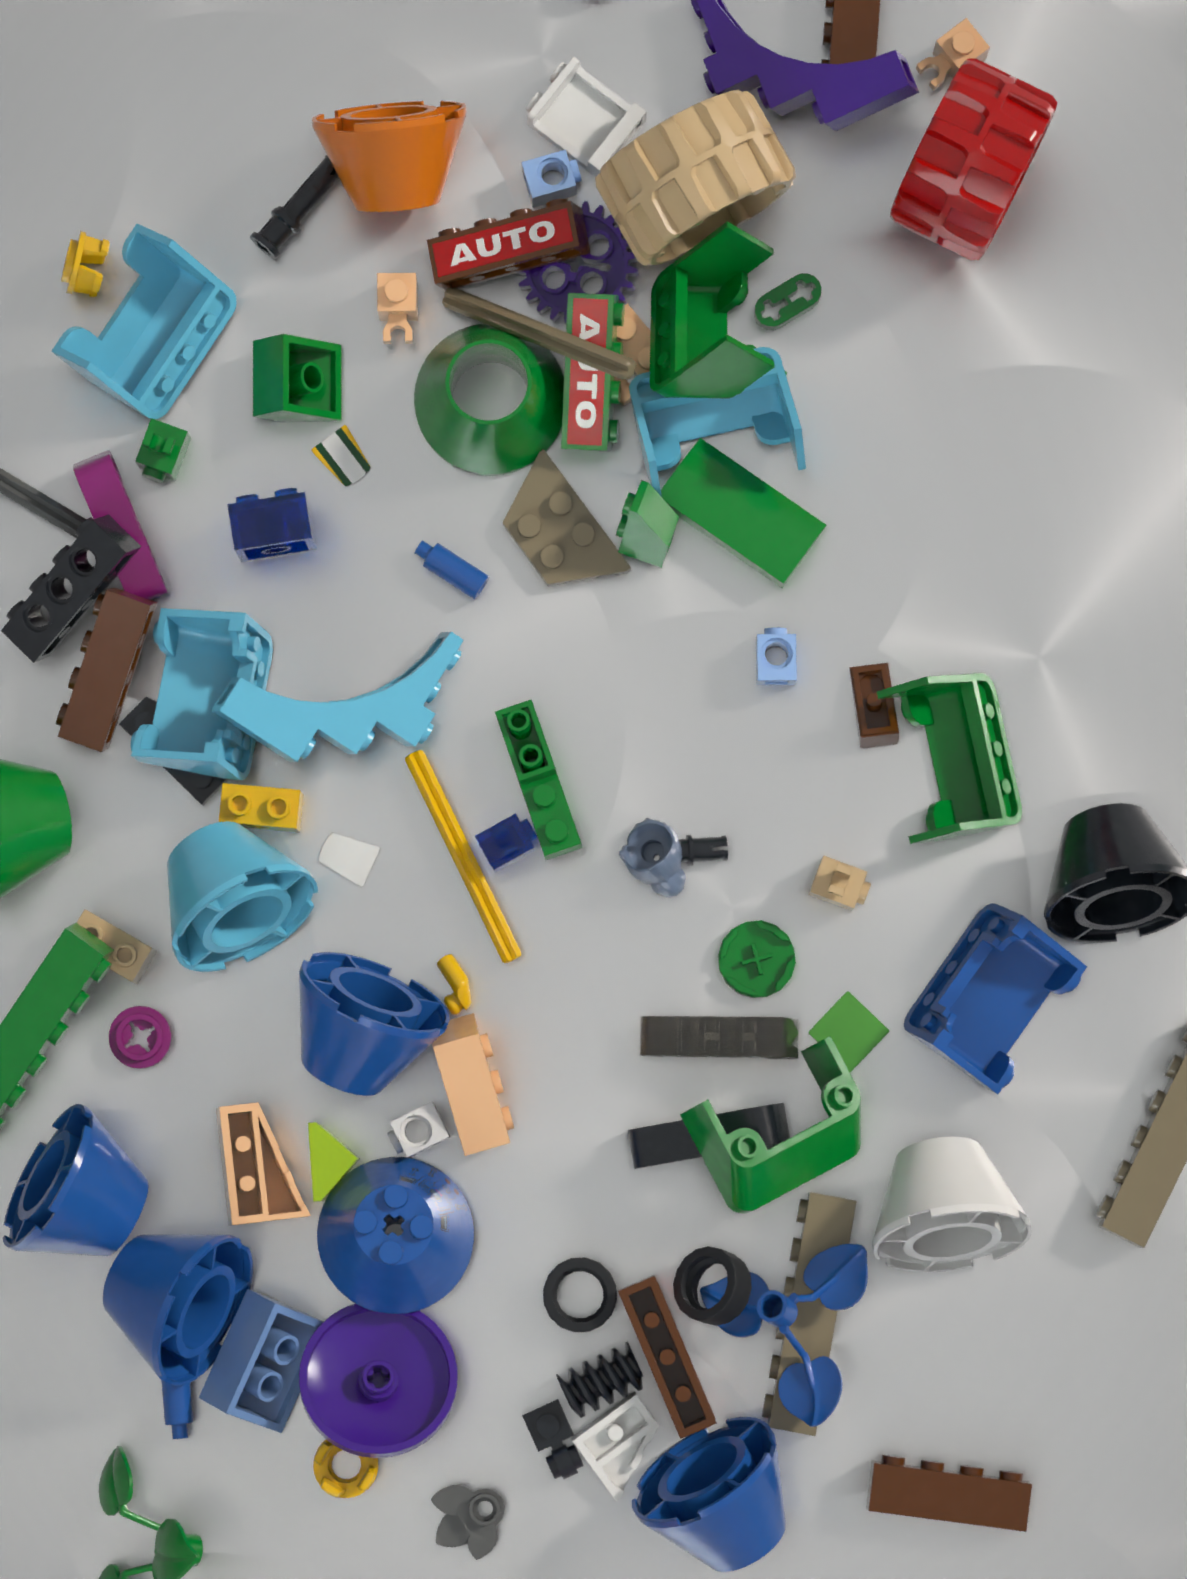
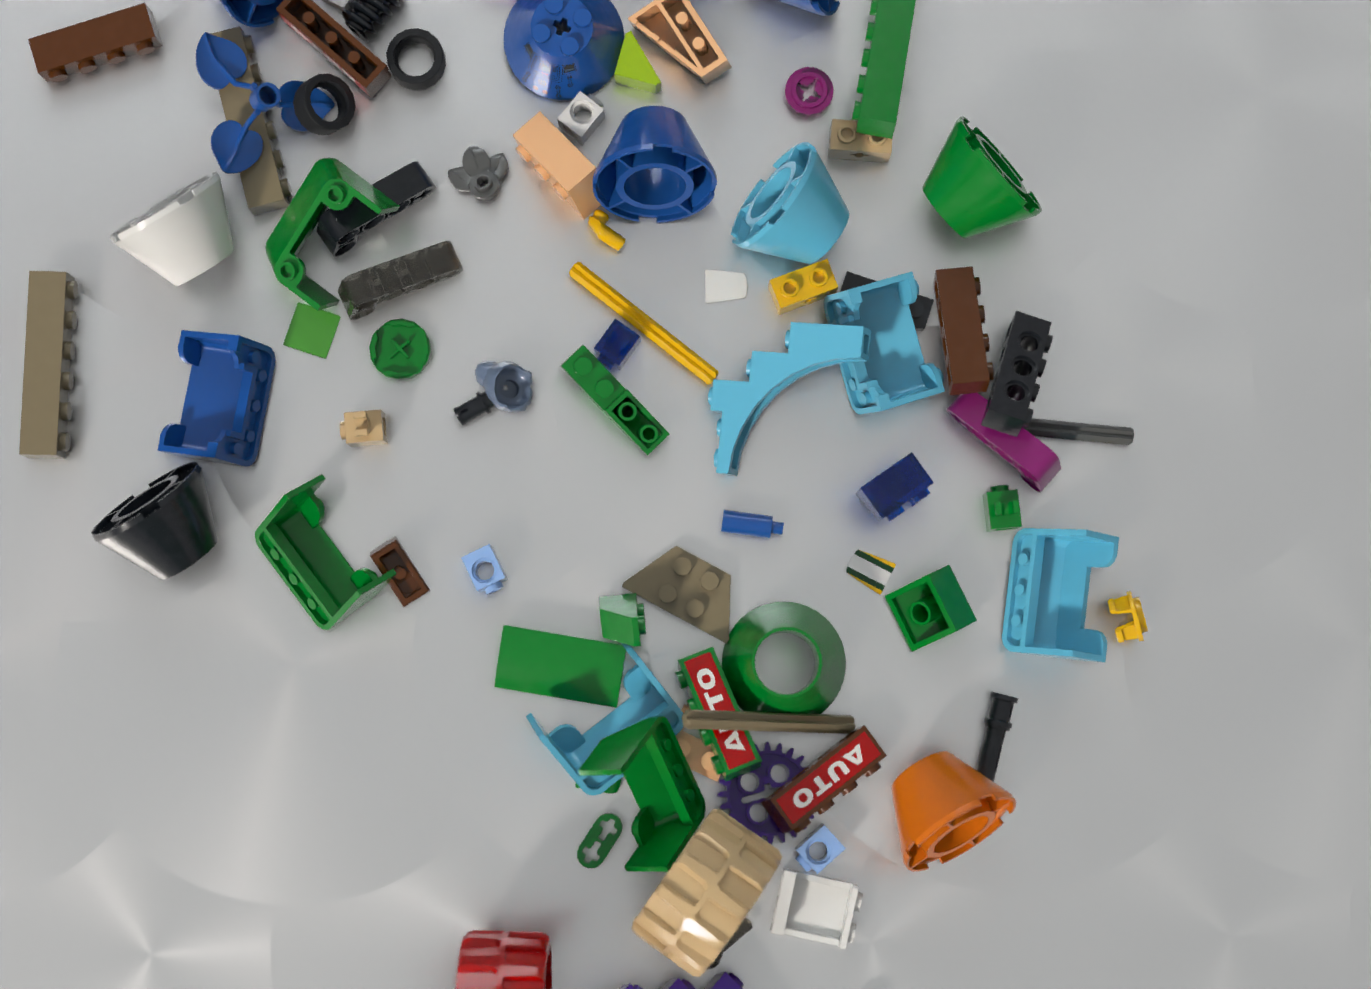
camera: 155 degrees right, 0 degrees up
(397, 303) = (886, 701): light nougat brick -> none
(569, 1128) = (479, 169): none -> dark grey plate

